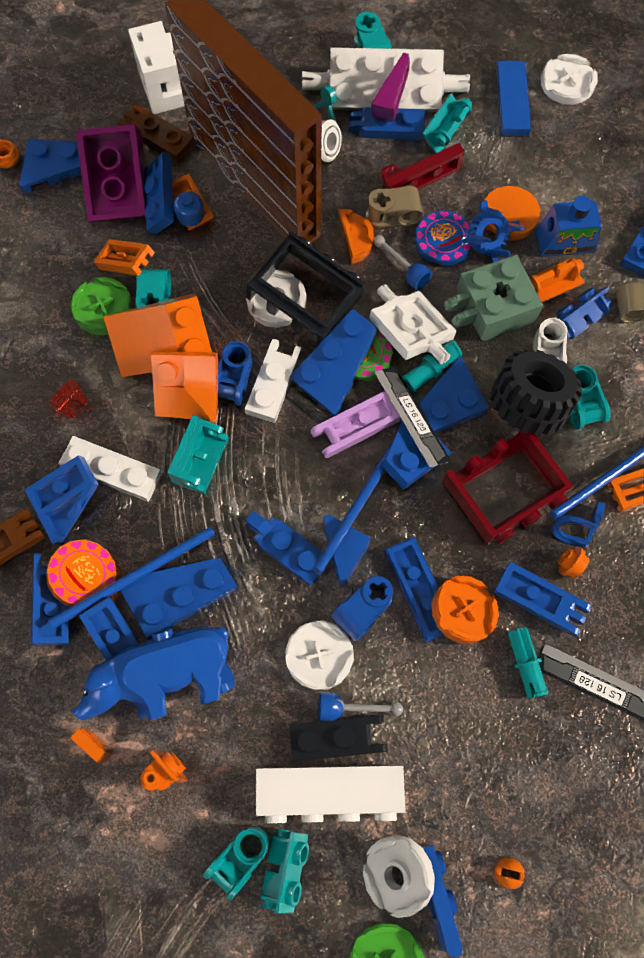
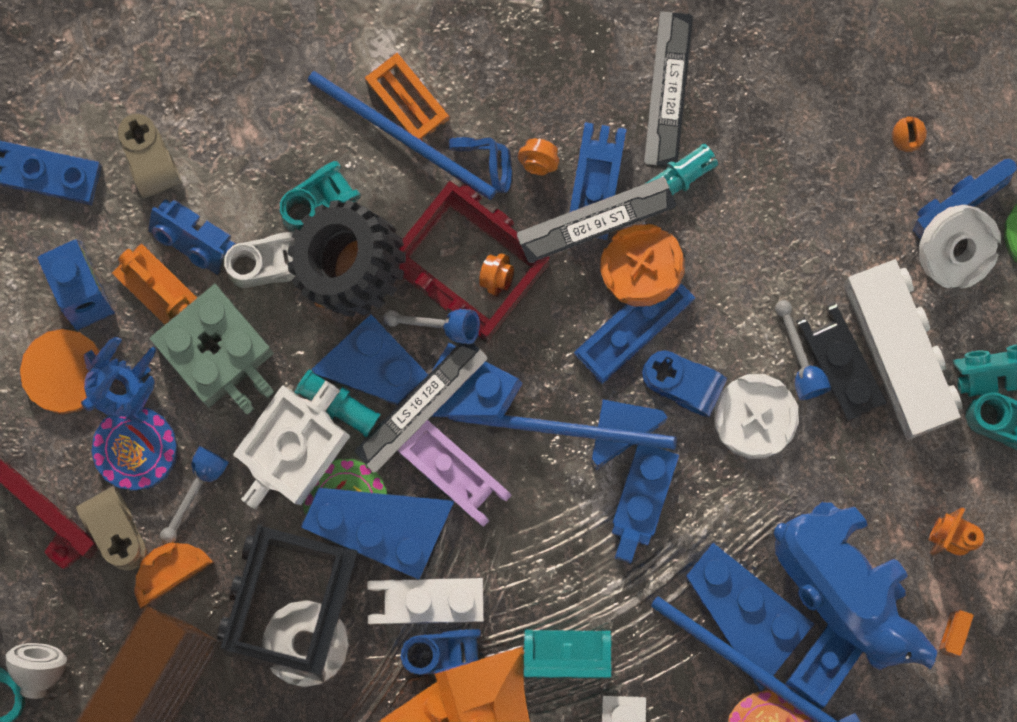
camera: 105 degrees left, 10 degrees up
(462, 449) = (460, 325): none -> blue hinge
(491, 501) = (496, 273): none -> orange plate
(511, 584) = (596, 220): none -> sticker

